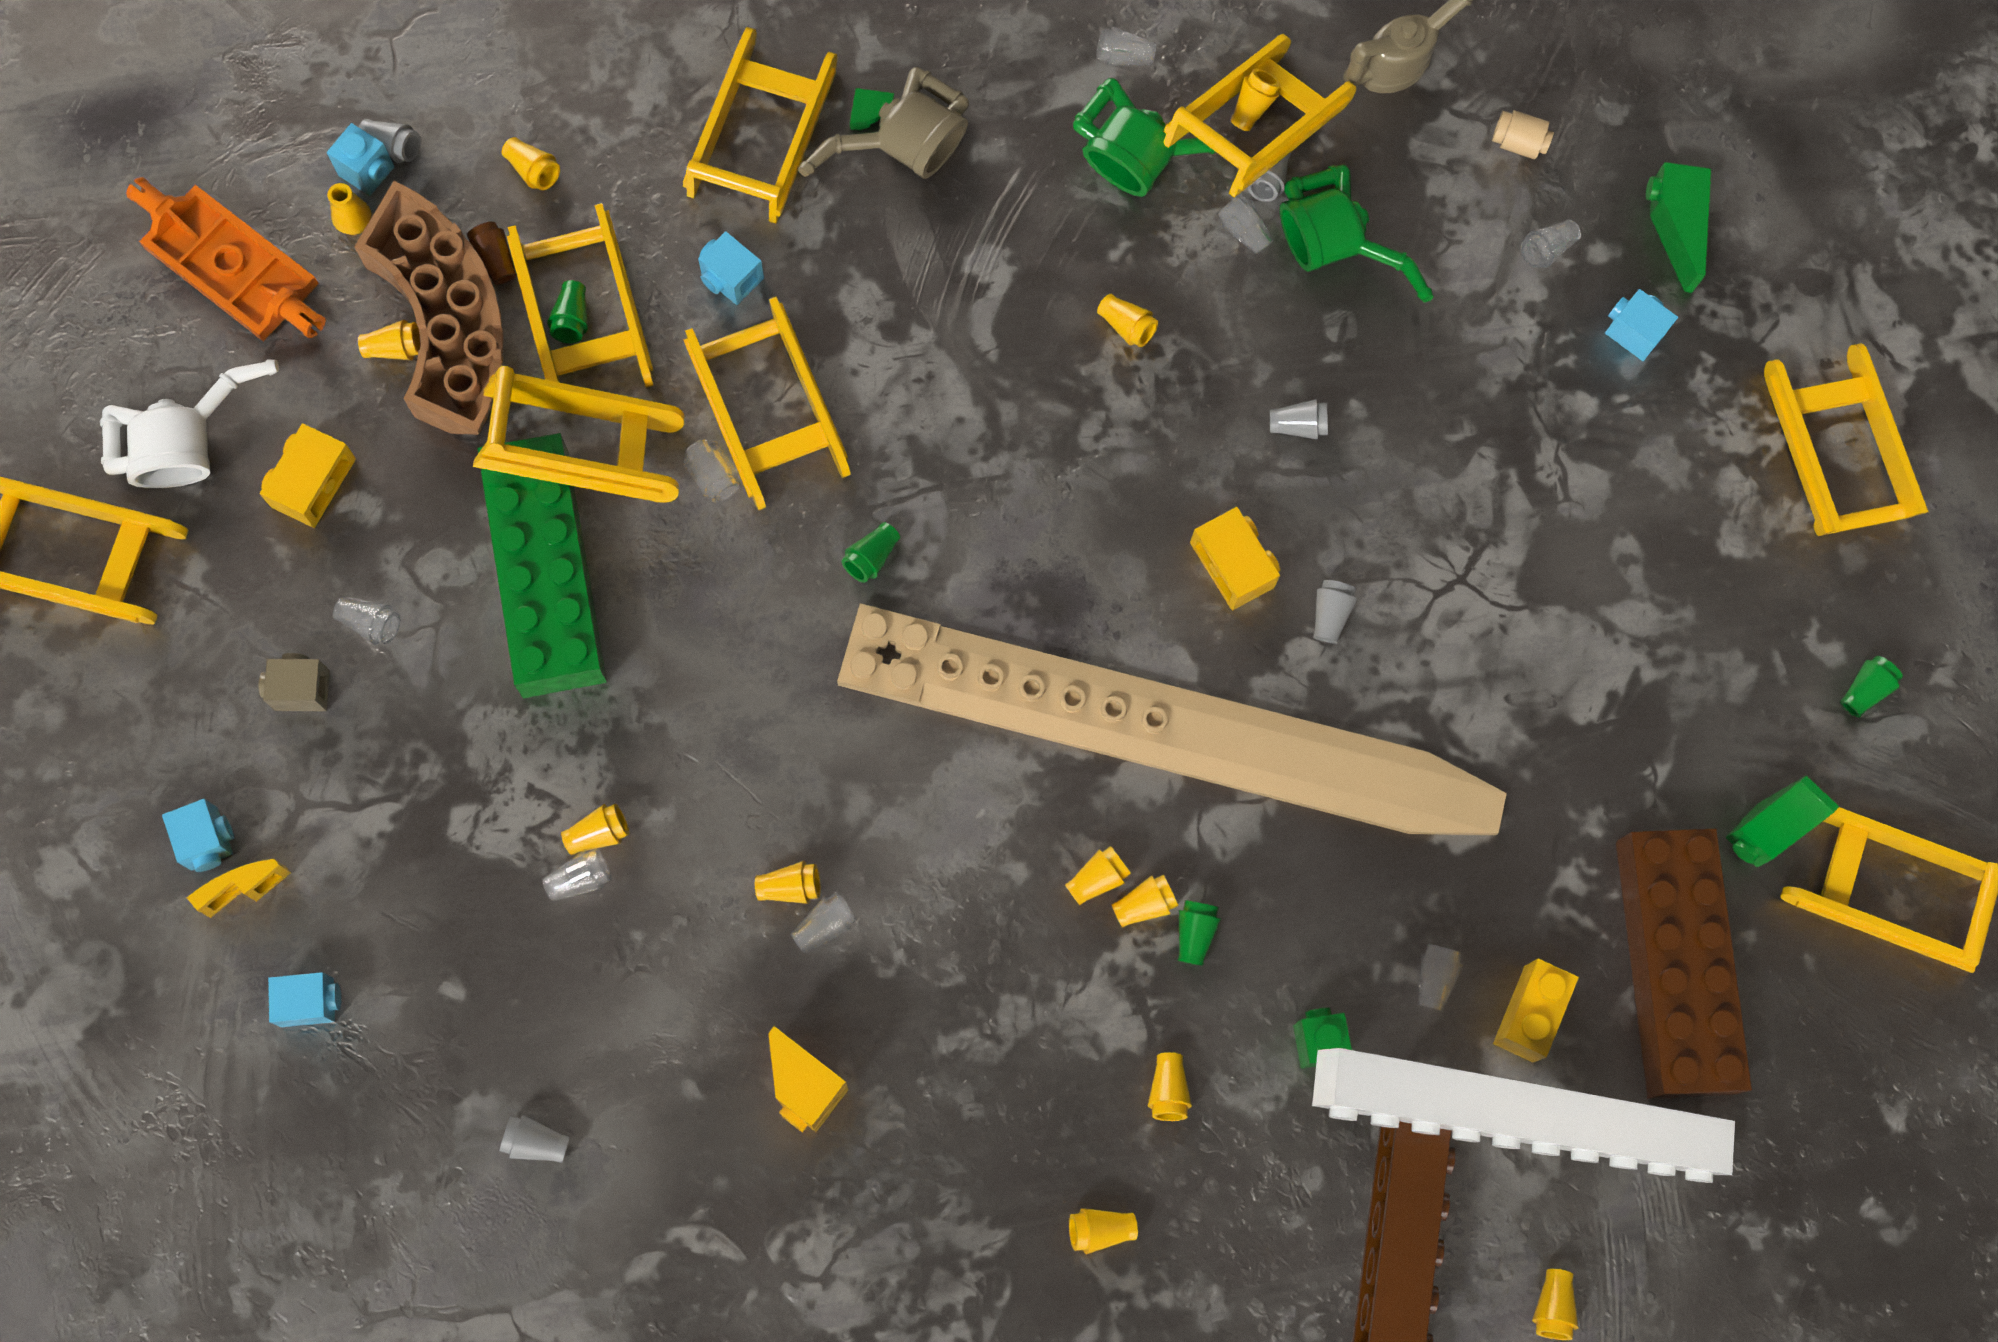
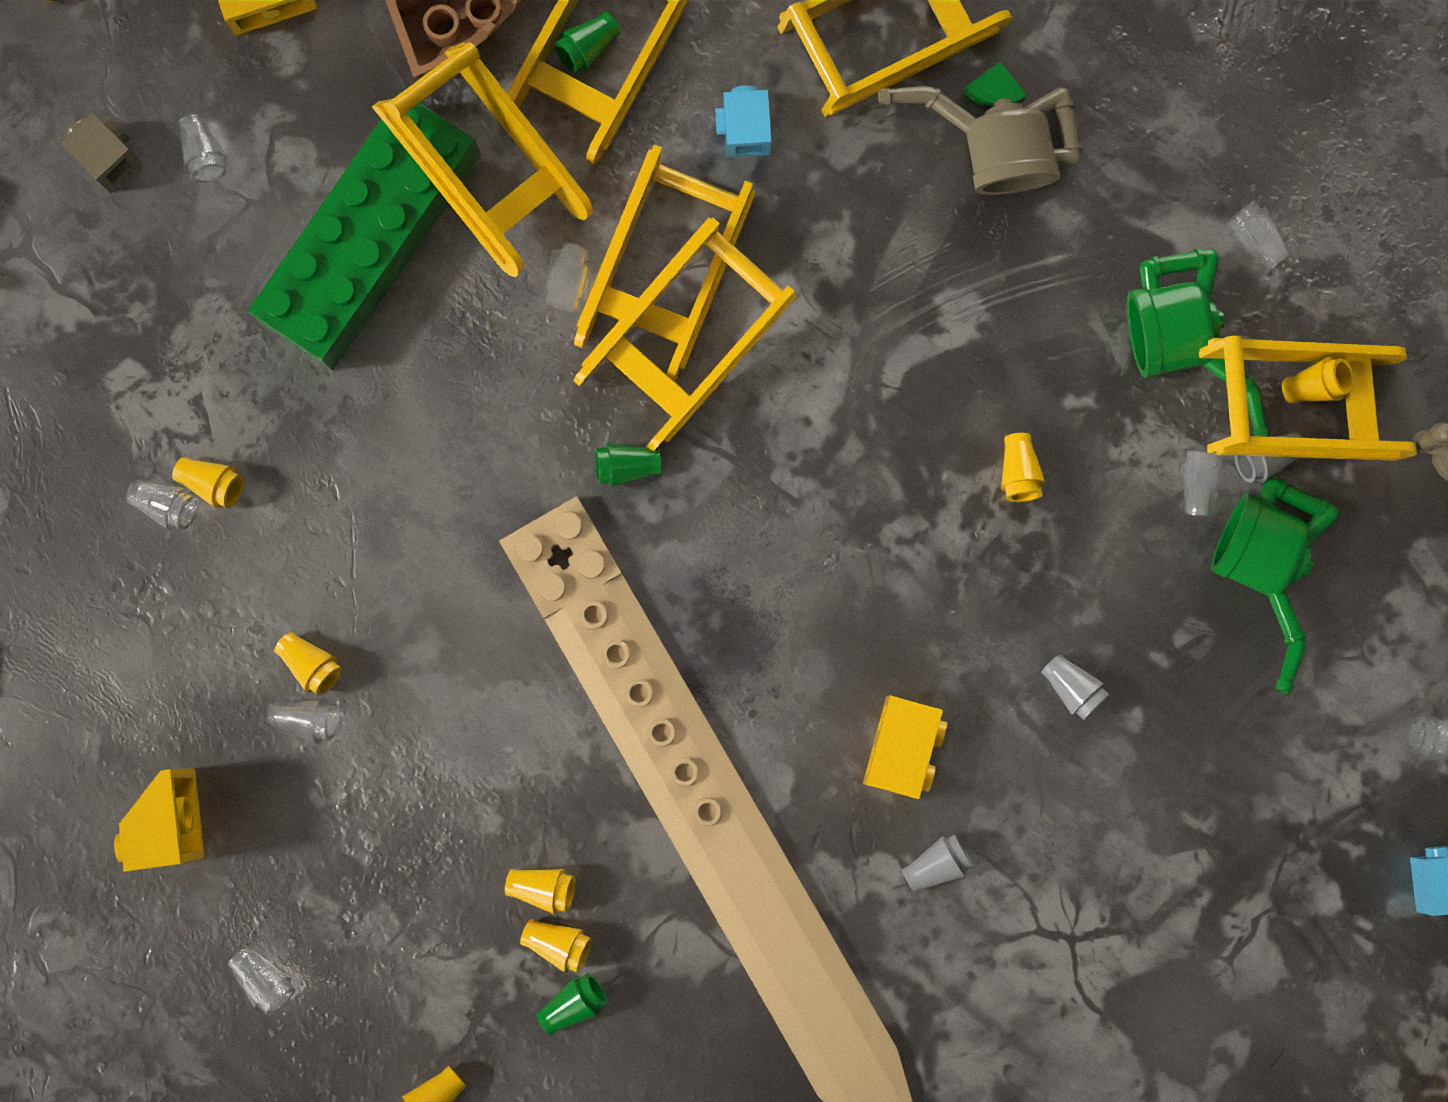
camera: 50 degrees right, 10 degrees up
(837, 479) = (646, 373): none -> yellow piece
(973, 1126) = (262, 981): none -> clear cone

